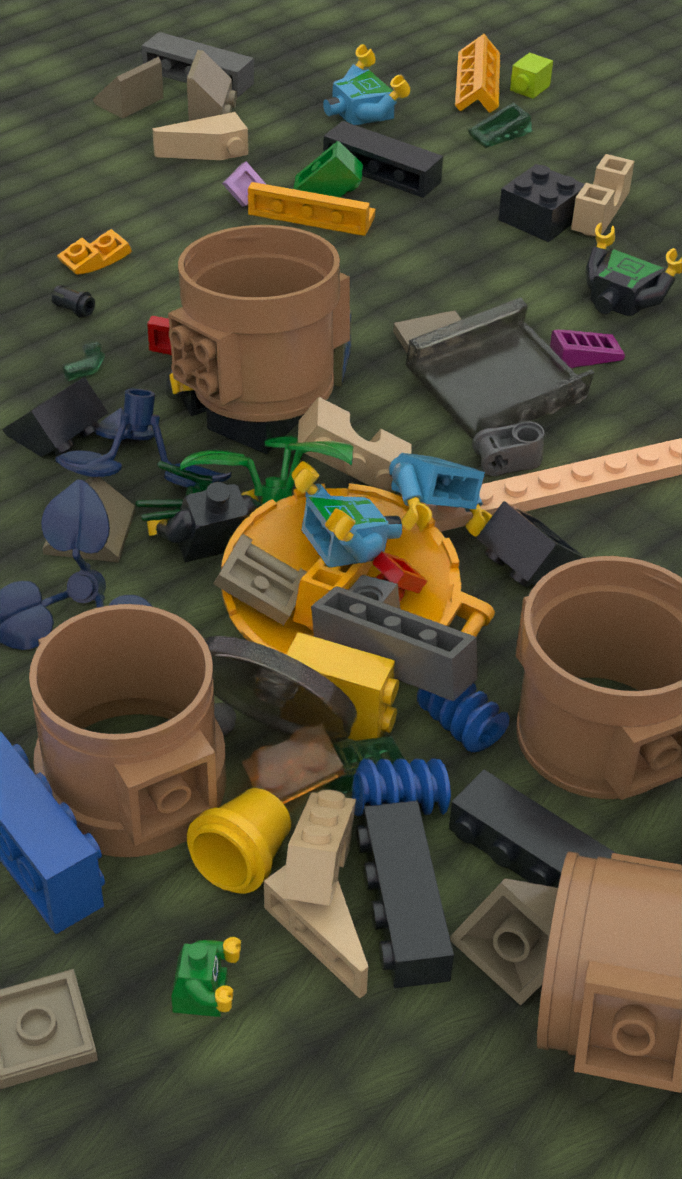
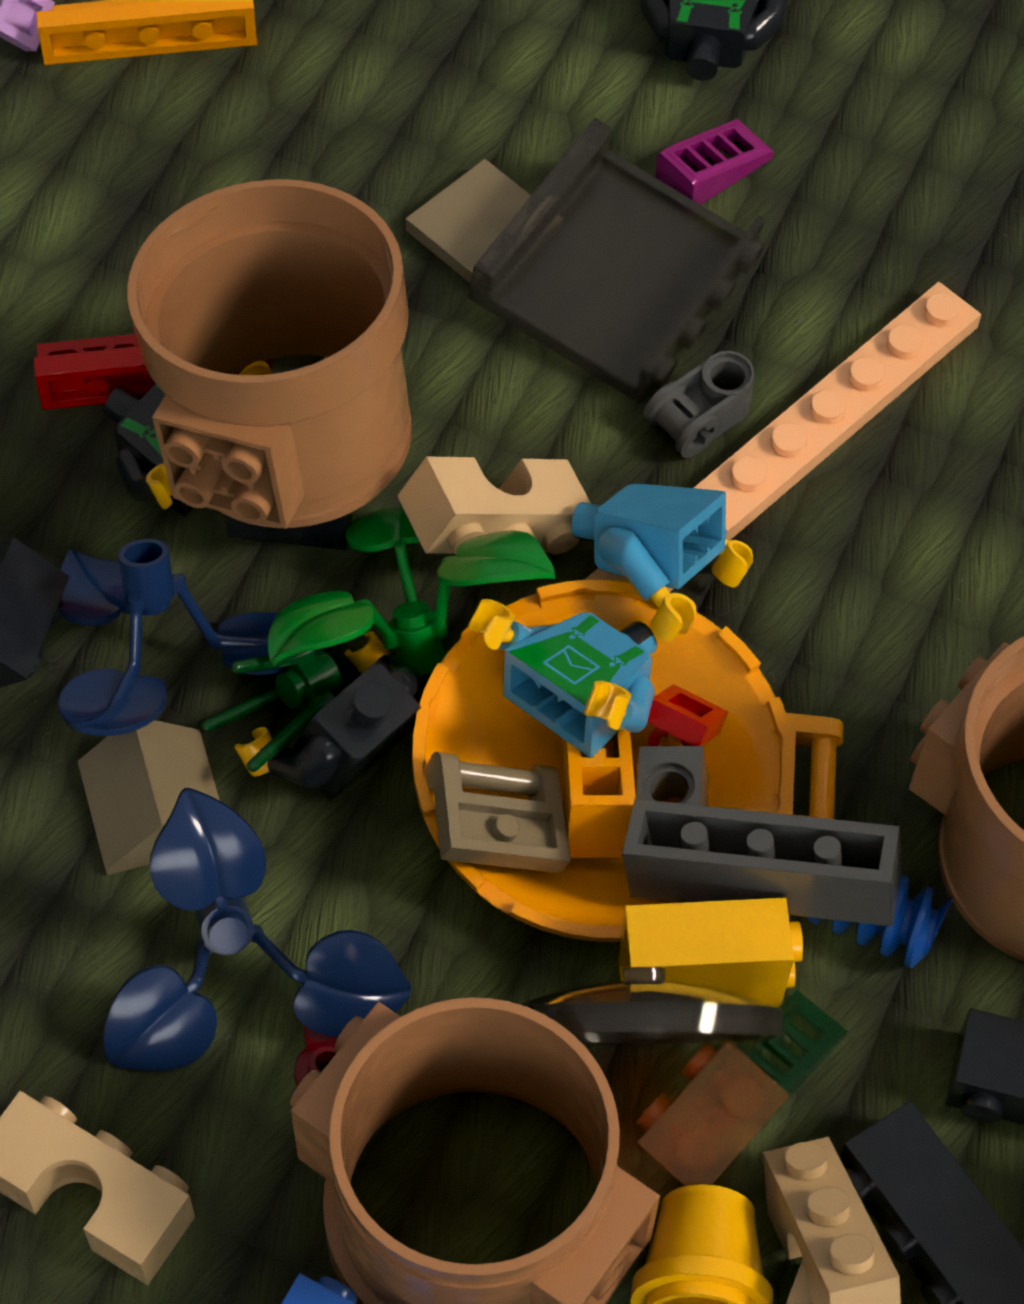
camera: 25 degrees left, 15 degrees up
(401, 783) = (867, 1080): blue piece -> none
(524, 544) = (825, 580): black slope -> none

